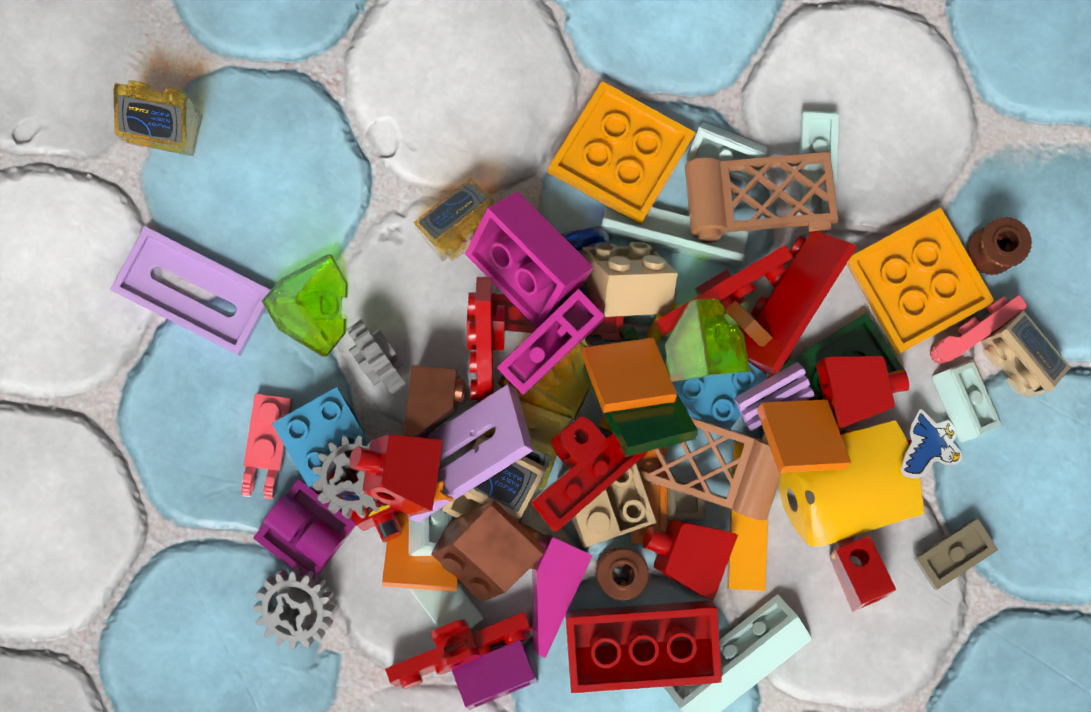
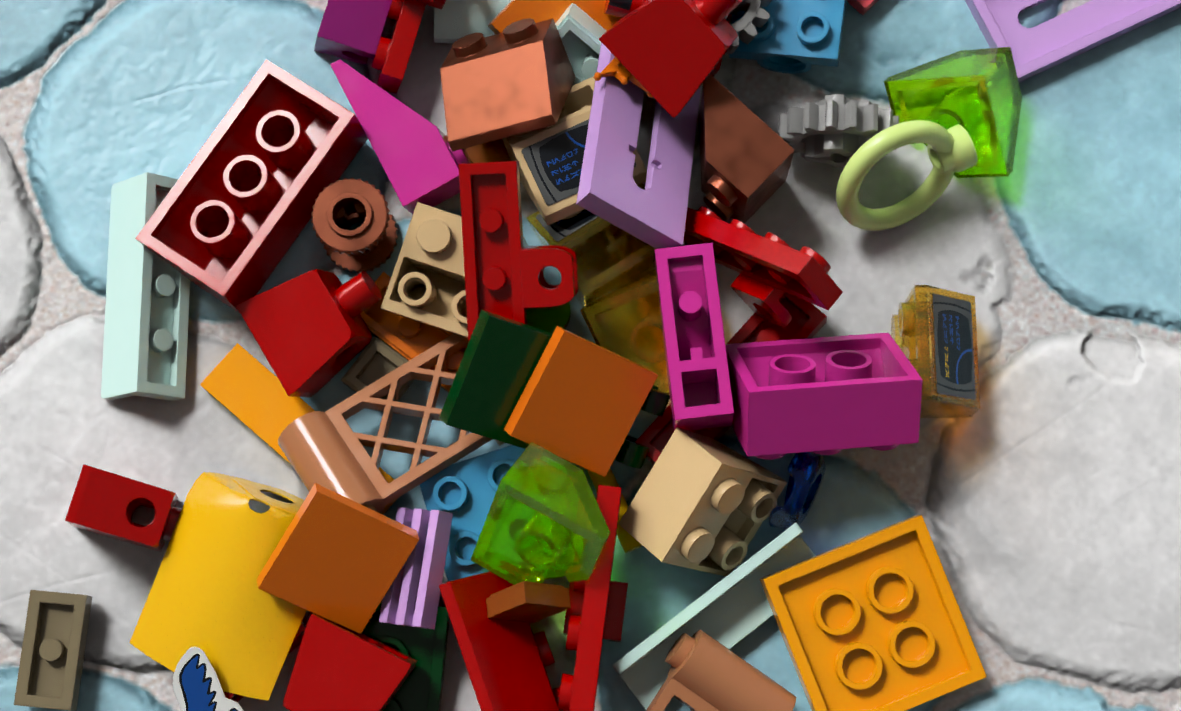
camera: 135 degrees right, 5 degrees down
(343, 292) = (948, 151): none -> yellowish green piece

